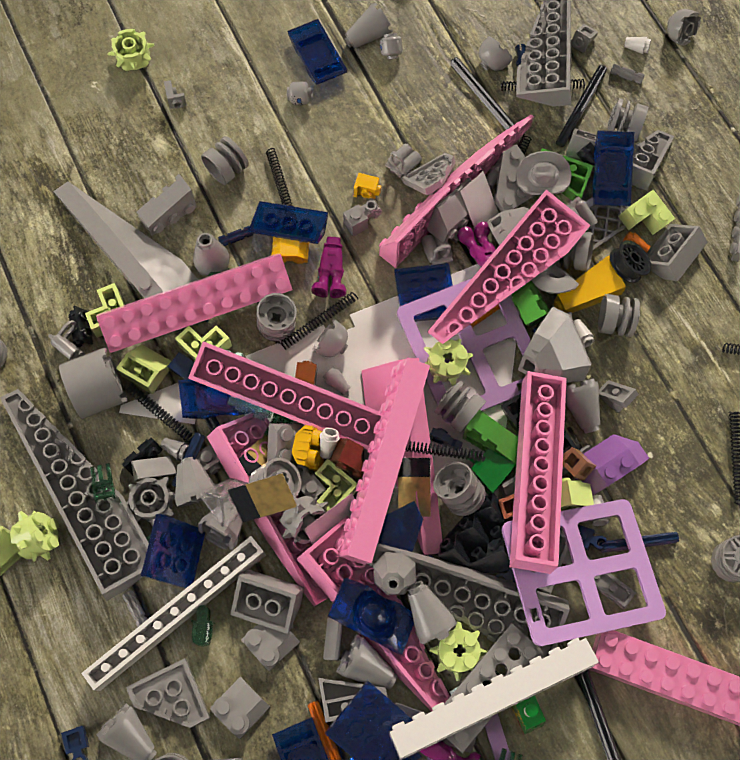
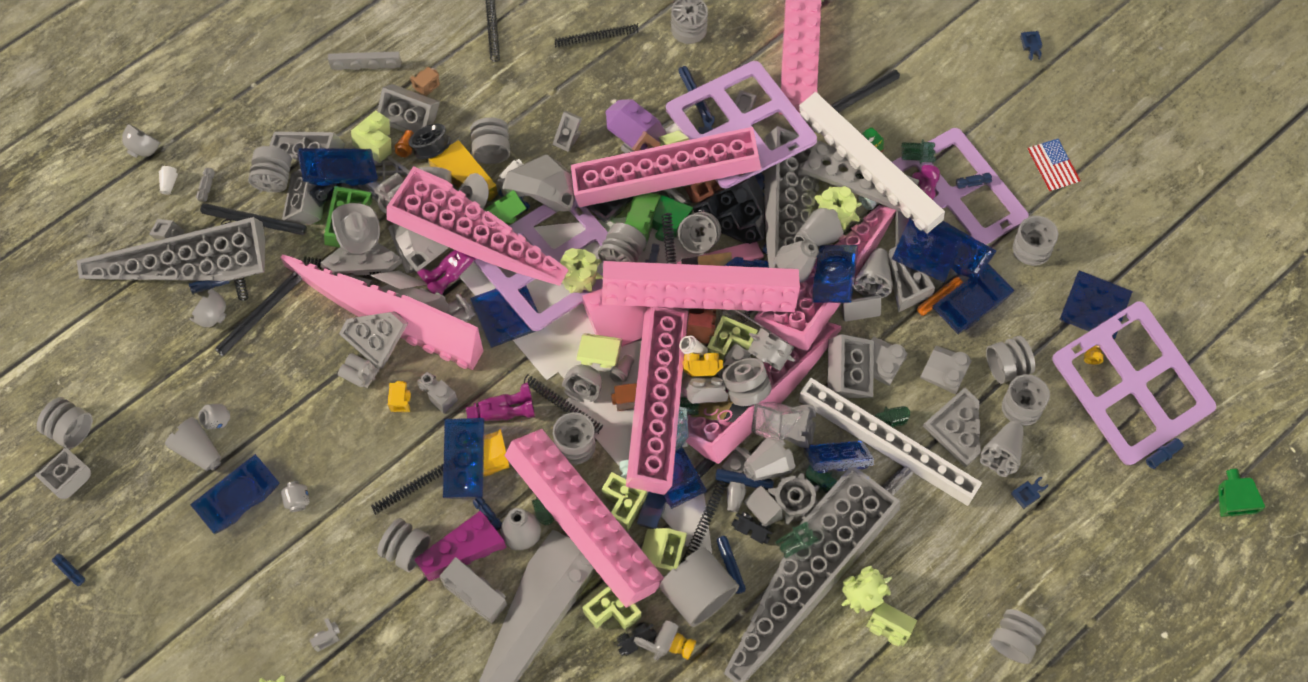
camera: 105 degrees left, 5 degrees down
(59, 358) = (678, 643): none -> yellow wheel
(114, 426) = (730, 562): none -> dark blue axle
(209, 205) = (467, 543): none -> magenta wedge
(262, 498) = (768, 379): pearl gold sticker -> none
(357, 359) = (599, 350): none -> yellowish green slope
(584, 404) = (583, 151): light grey cone -> none
(706, 275) = (426, 81): none -> medium nougat brick

